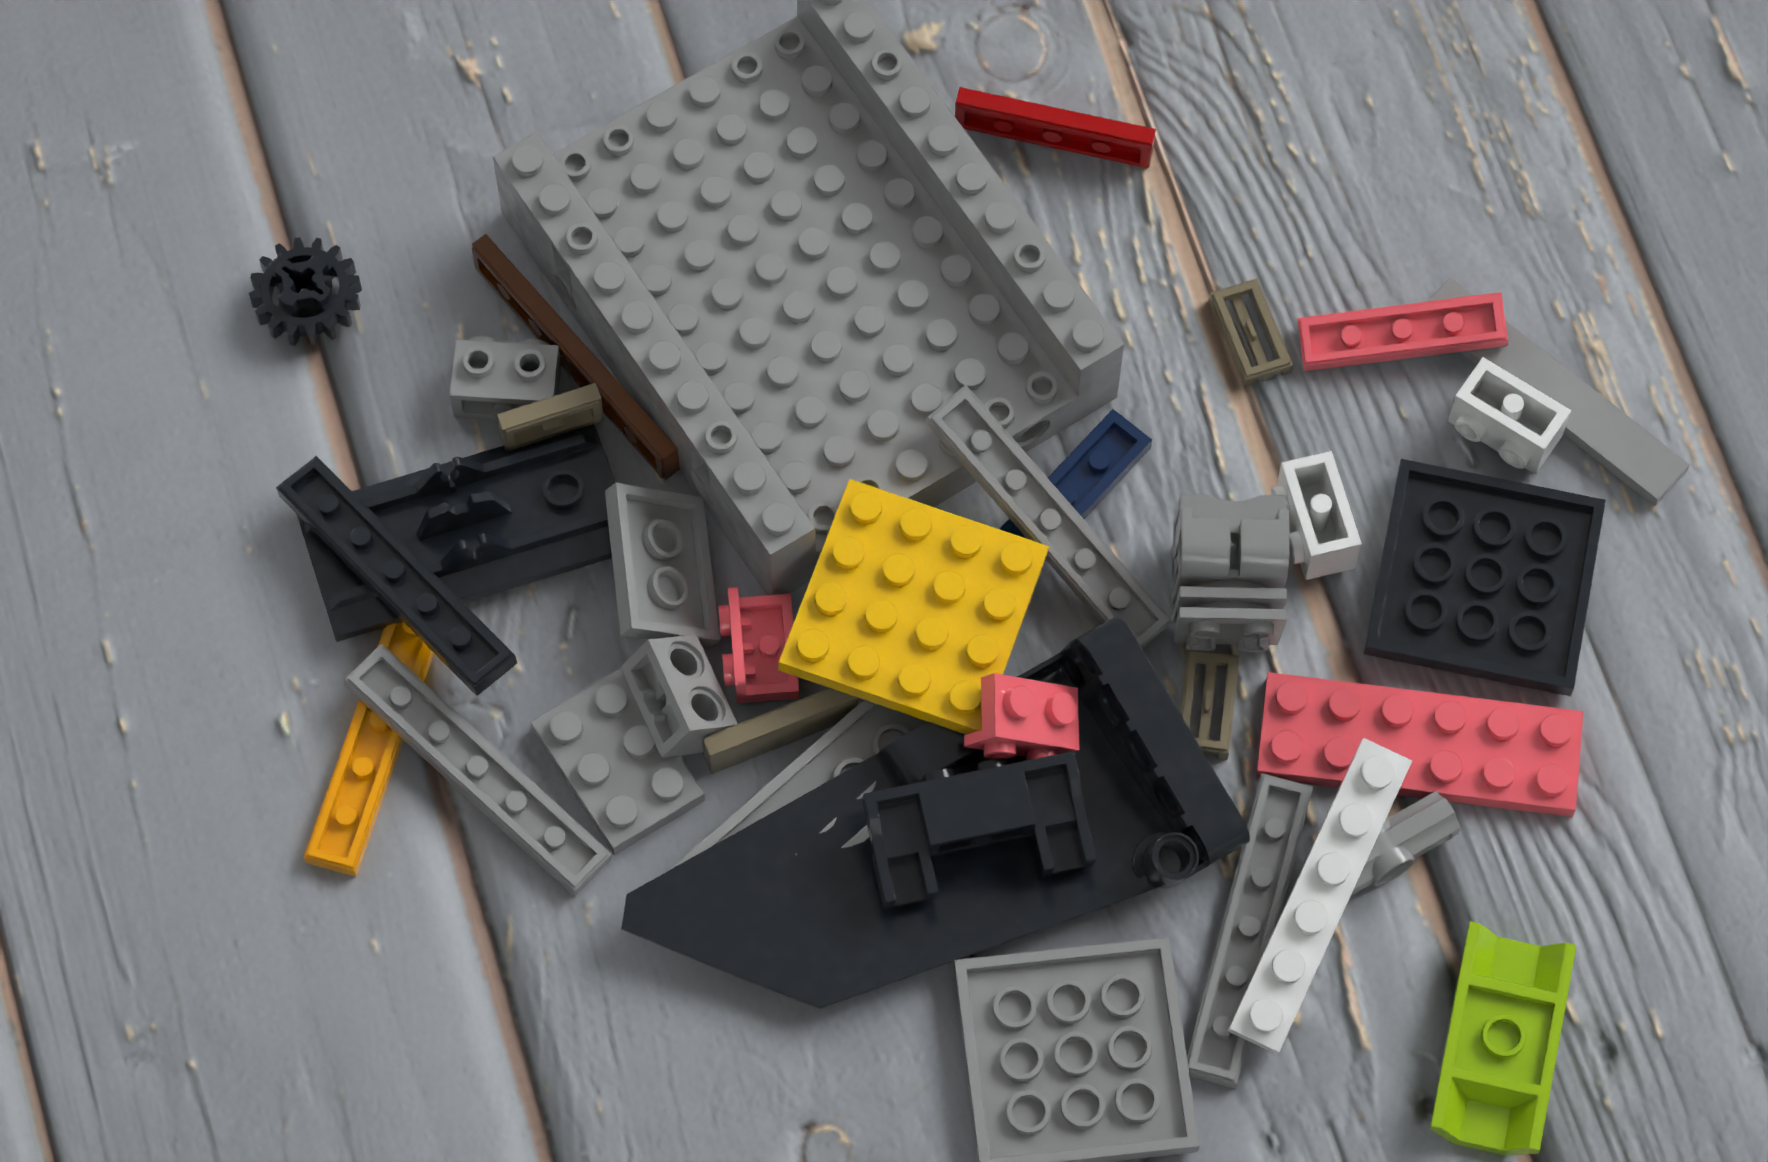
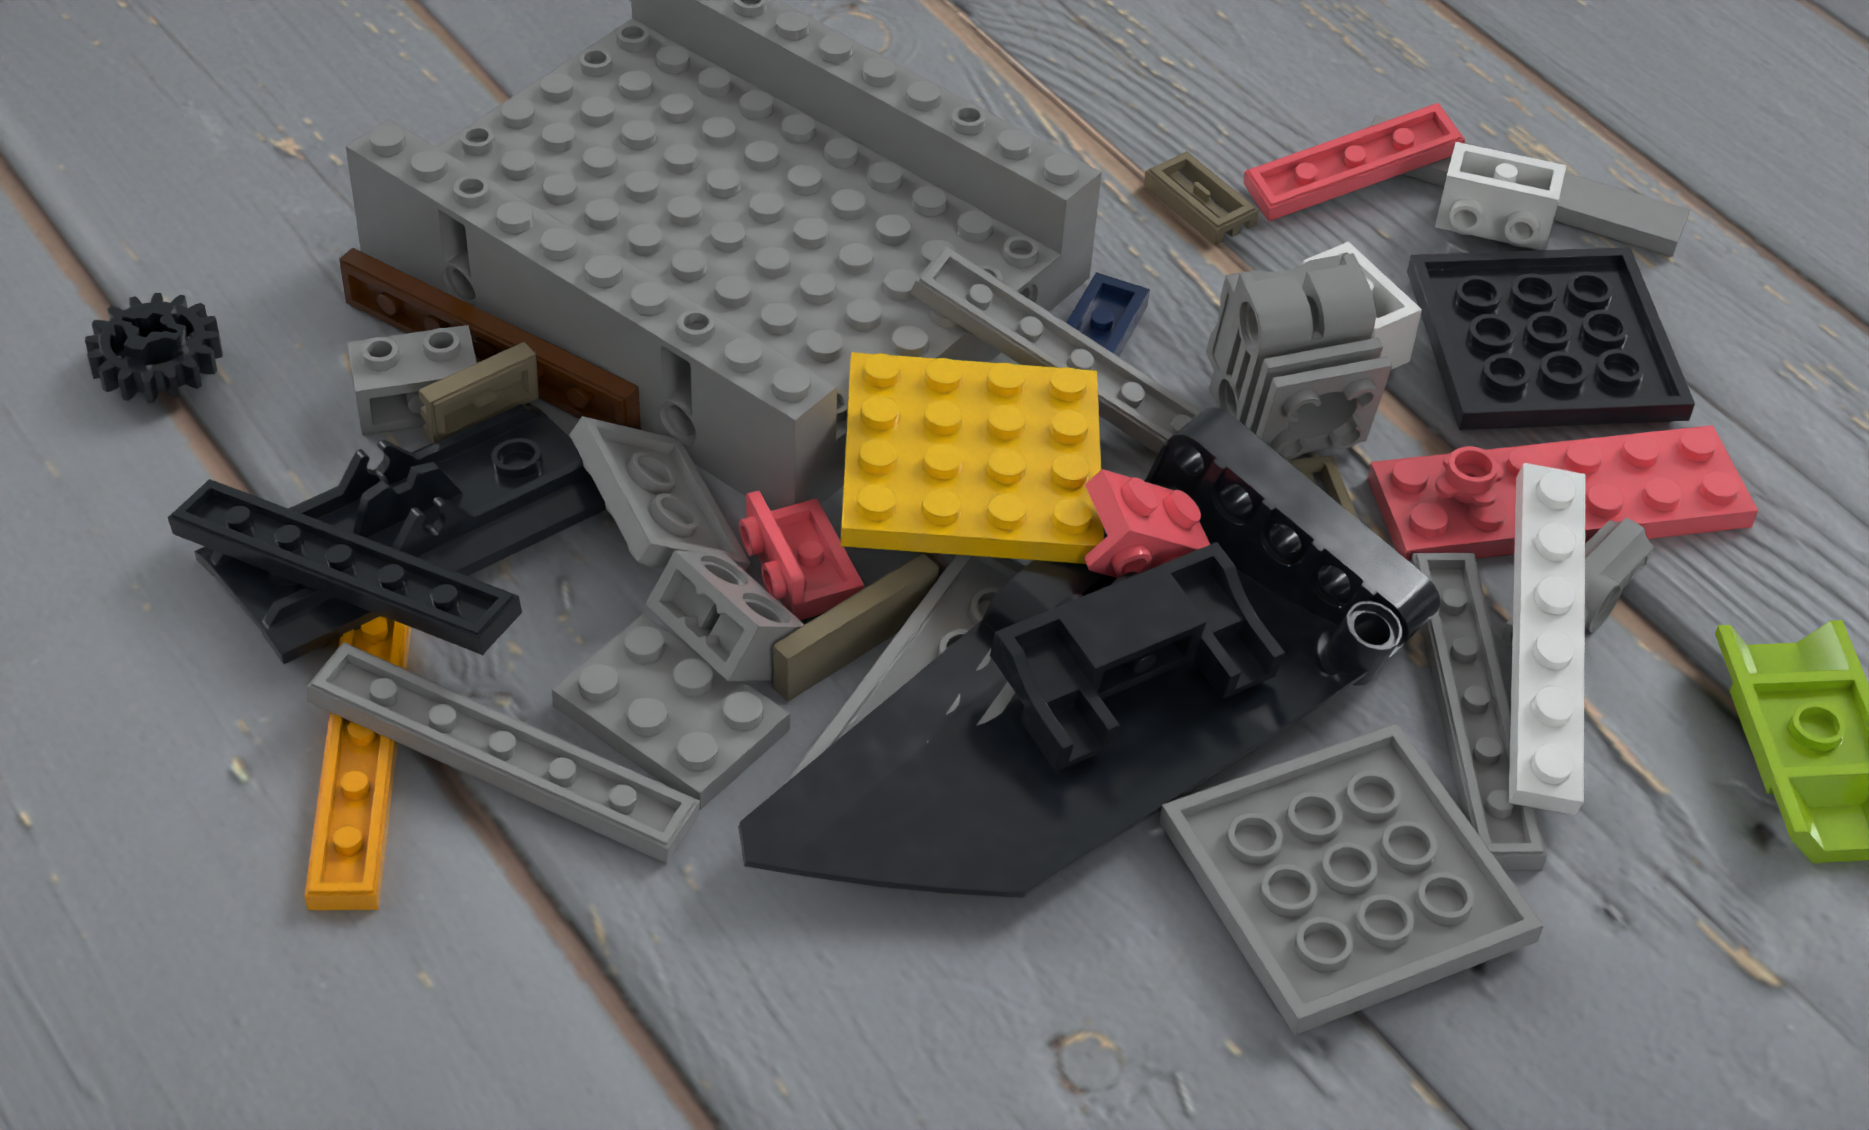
camera: 20 degrees left, 20 degrees down
(1055, 127) = (971, 70): red tile -> none
(1332, 707) = (1470, 476): none -> coral plate

